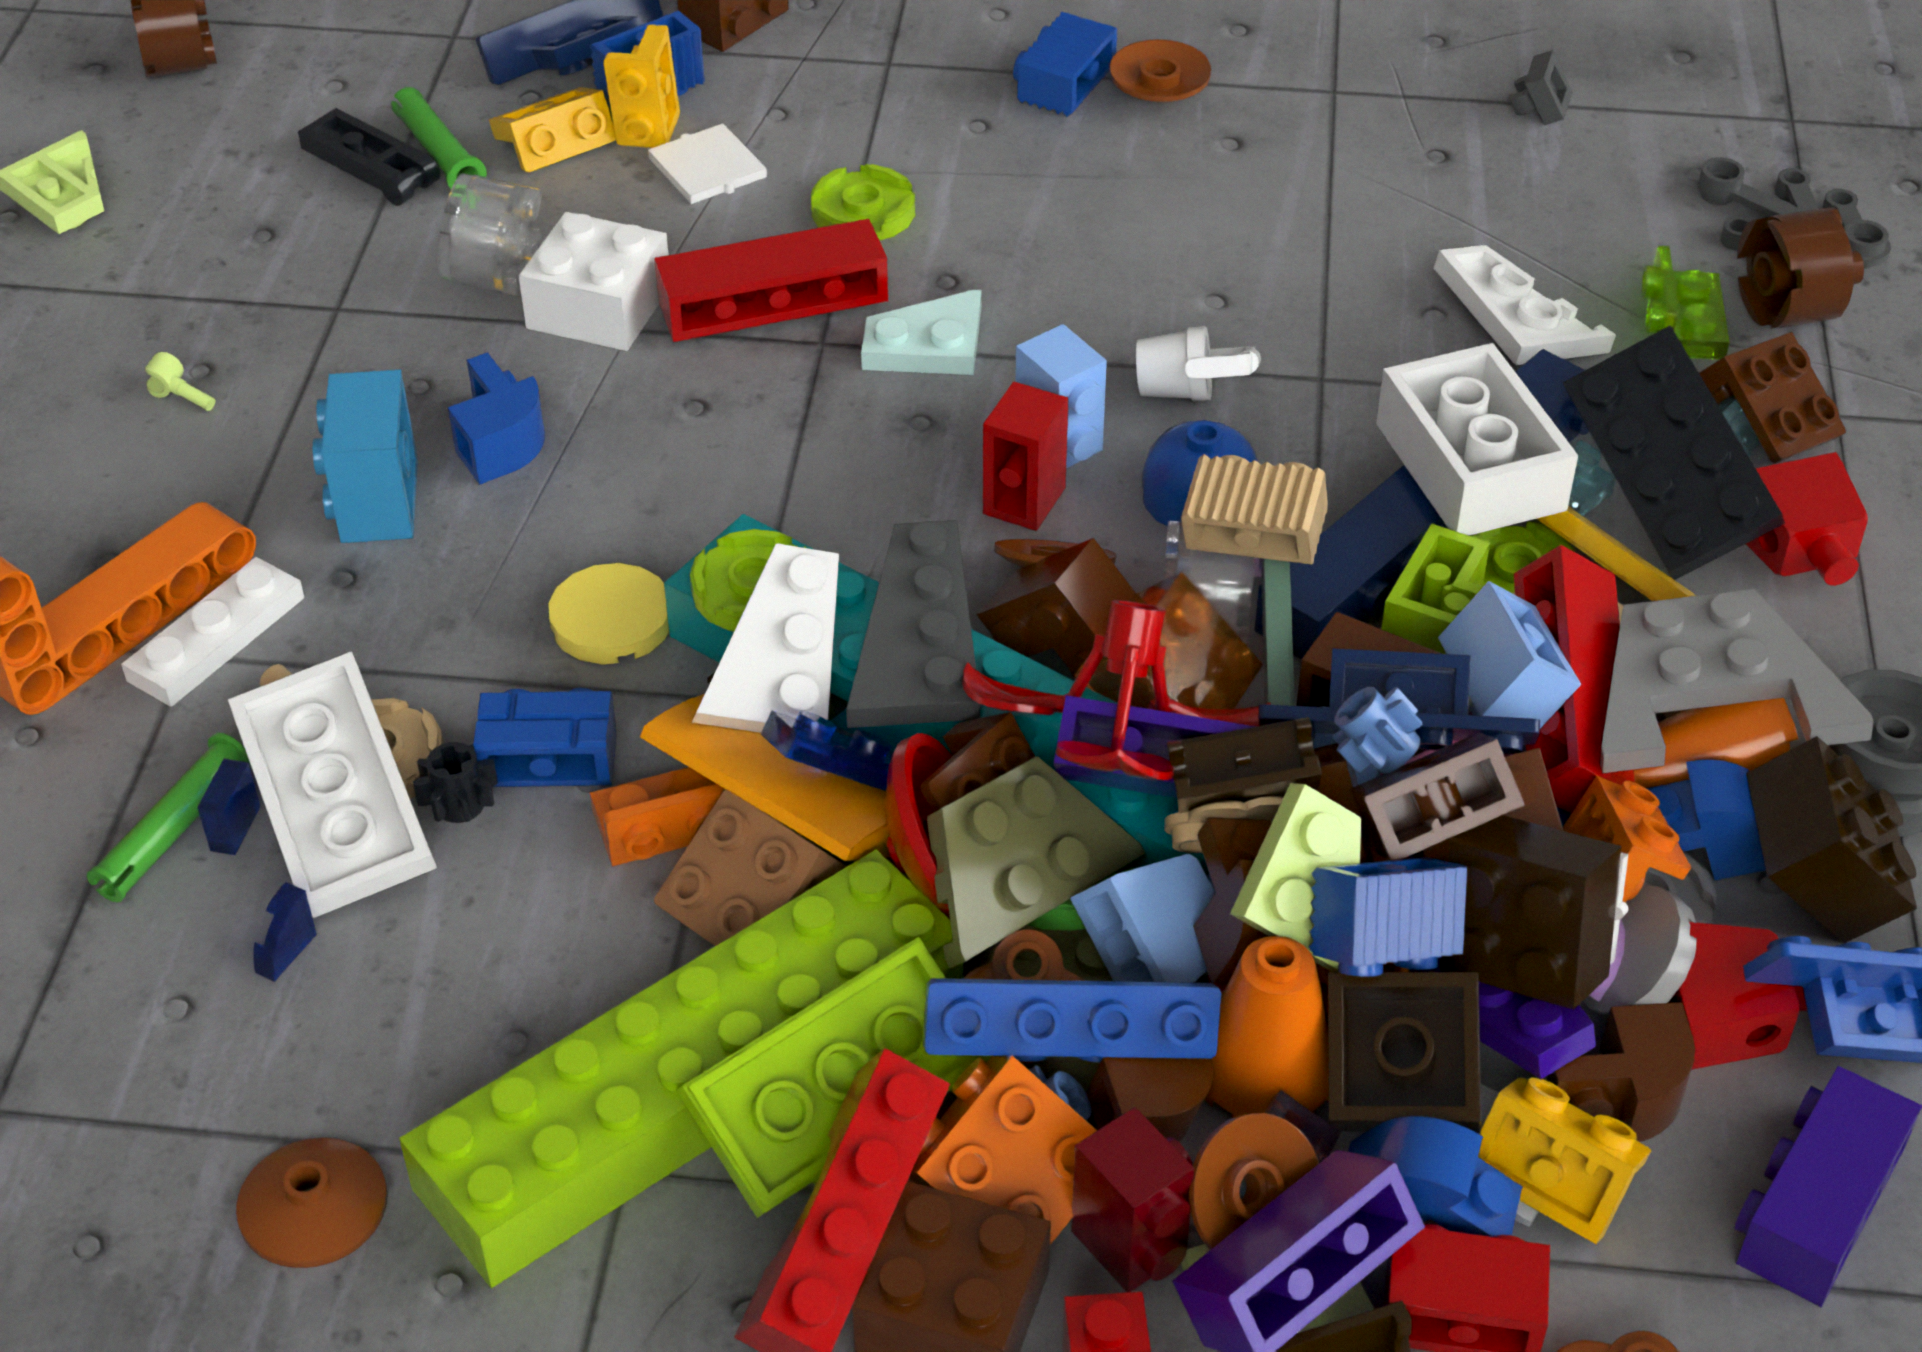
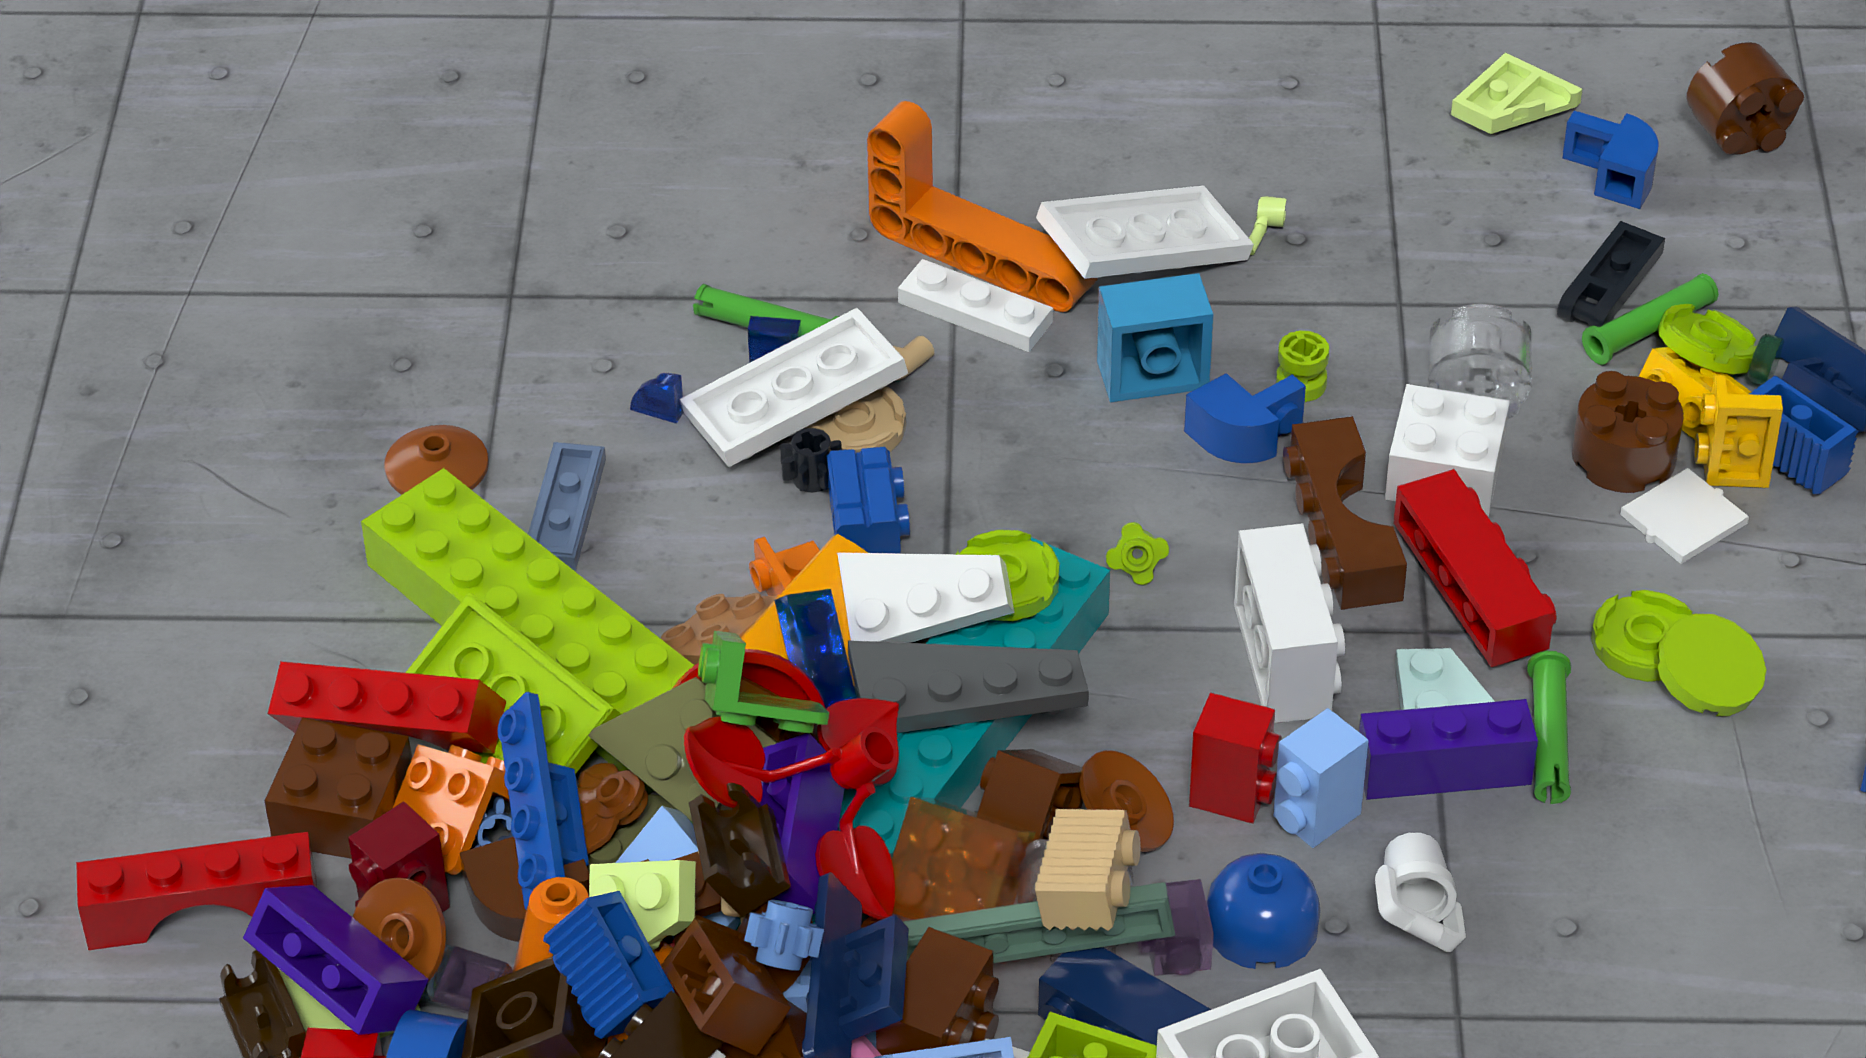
camera: 85 degrees right, 0 degrees up
(182, 455) = (1144, 231): none -> white plate
(197, 118) = (1620, 152): none -> blue brick
(431, 360) = (1306, 357): none -> lime wheel
(433, 1045) = (567, 499): none -> sand blue tile
(489, 103) = (1708, 339): none -> lime tile
(528, 75) = (1765, 358): none -> clear green tile
(598, 370) = (1358, 556): none -> reddish brown arch
(608, 162) = (1627, 431): none -> reddish brown brick
(609, 613) = (1032, 511): light yellow tile -> none
(682, 519) = (1134, 538): none -> lime plate
(839, 400) = (1287, 622): none -> white brick
(923, 158) = (1711, 664): none -> lime tile
(979, 268) = (1549, 677): none -> bright green pin
(1008, 313) = (1448, 749): none -> dark purple brick
(1009, 727) = (722, 670): none -> bright green bracket

